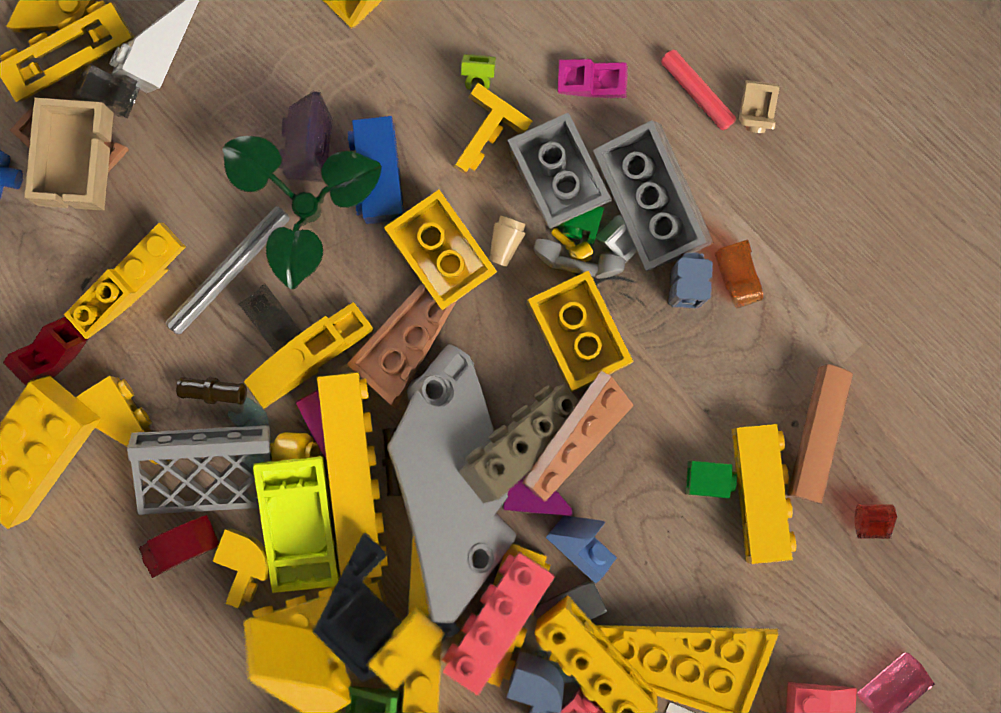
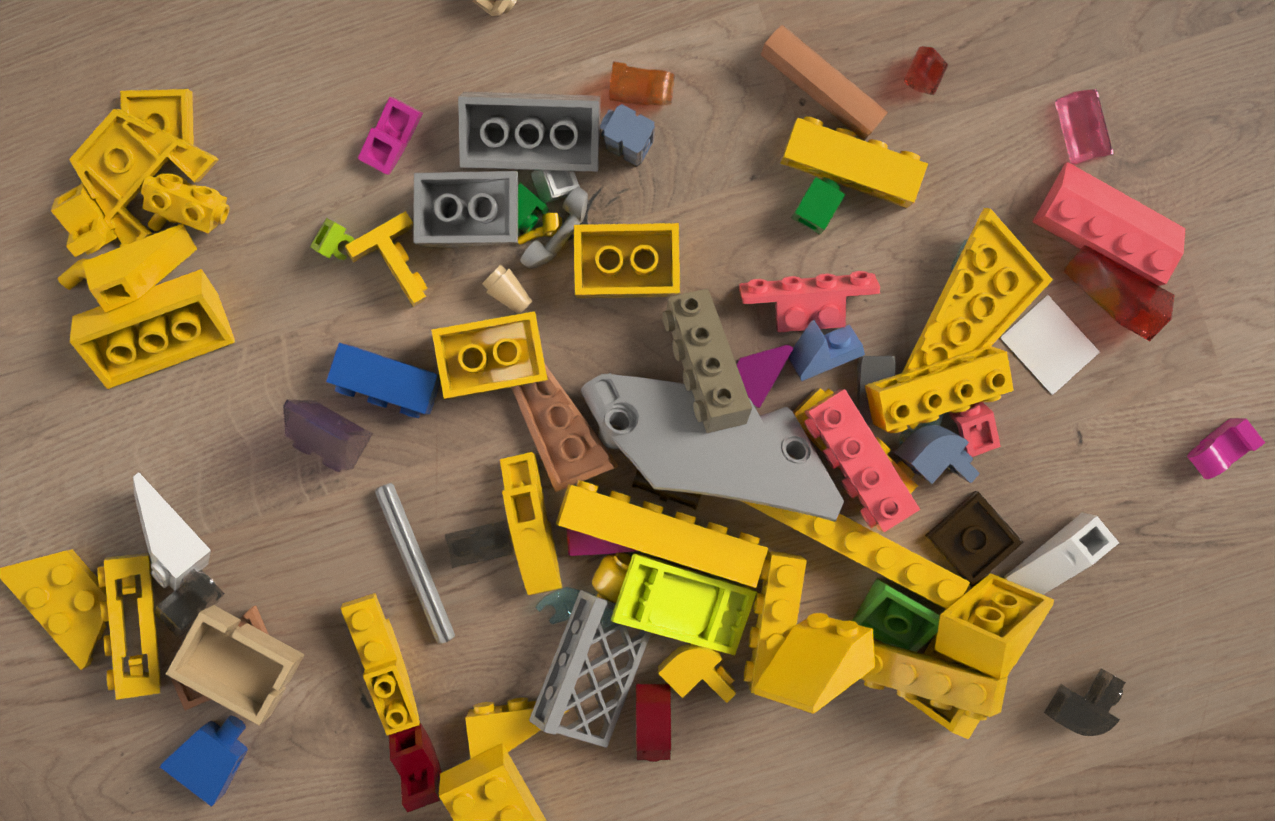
camera: 70 degrees left, 5 degrees up
(211, 390) = (522, 628): dark brown pin -> none
(296, 253) = (380, 410): dark green plant -> none
(355, 619) = (810, 586): black wing -> none
(407, 648) = (850, 552): yellow brick -> none
(583, 430) = (721, 300): nougat wing -> none
(623, 511) = (809, 298): none -> coral bracket
(698, 90) = (447, 40): coral axle -> none

